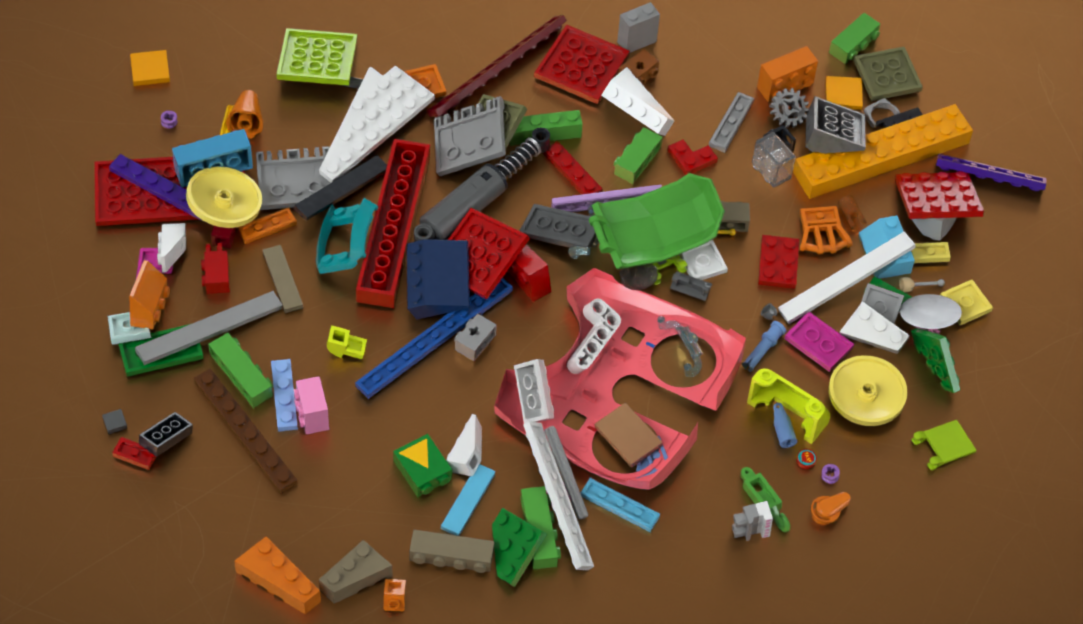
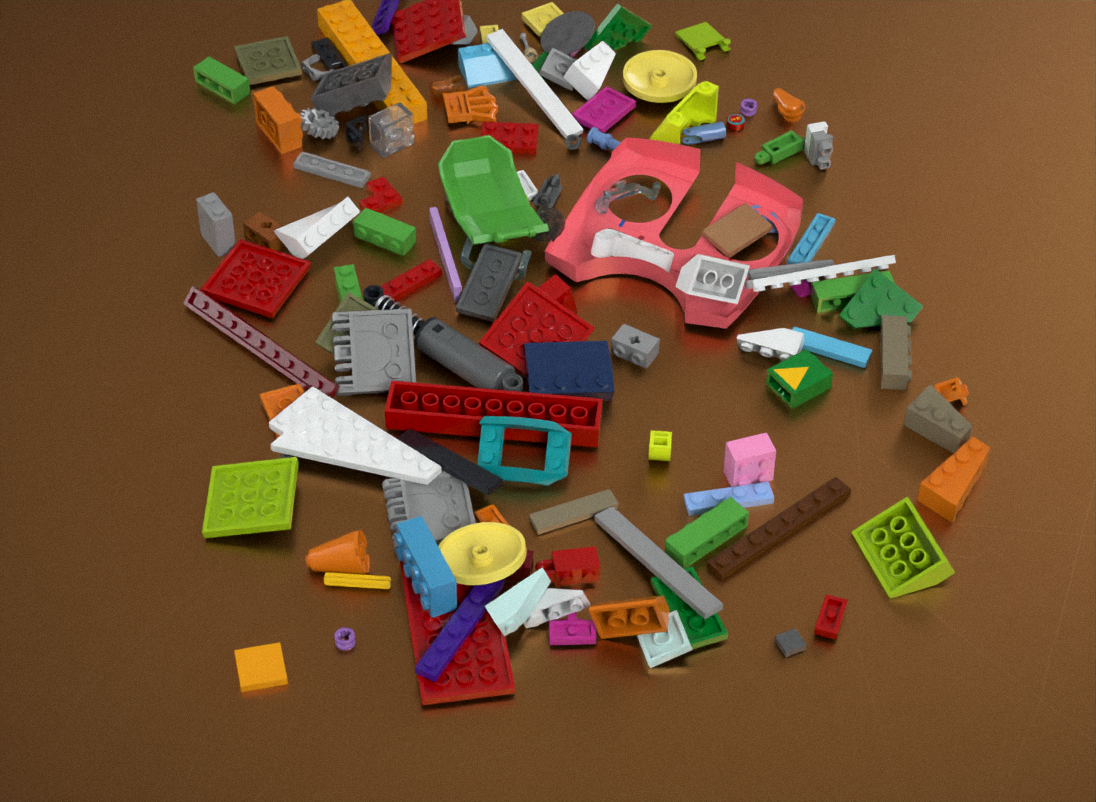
camera: 90 degrees left, 10 degrees down
(164, 217) = (517, 603): none -> light aqua slope
(165, 434) = (806, 585): black piece -> none
(200, 521) = (902, 550): none -> lime slope
(428, 341) = (663, 396): blue plate -> none
(844, 91) = (294, 90): light orange tile -> none

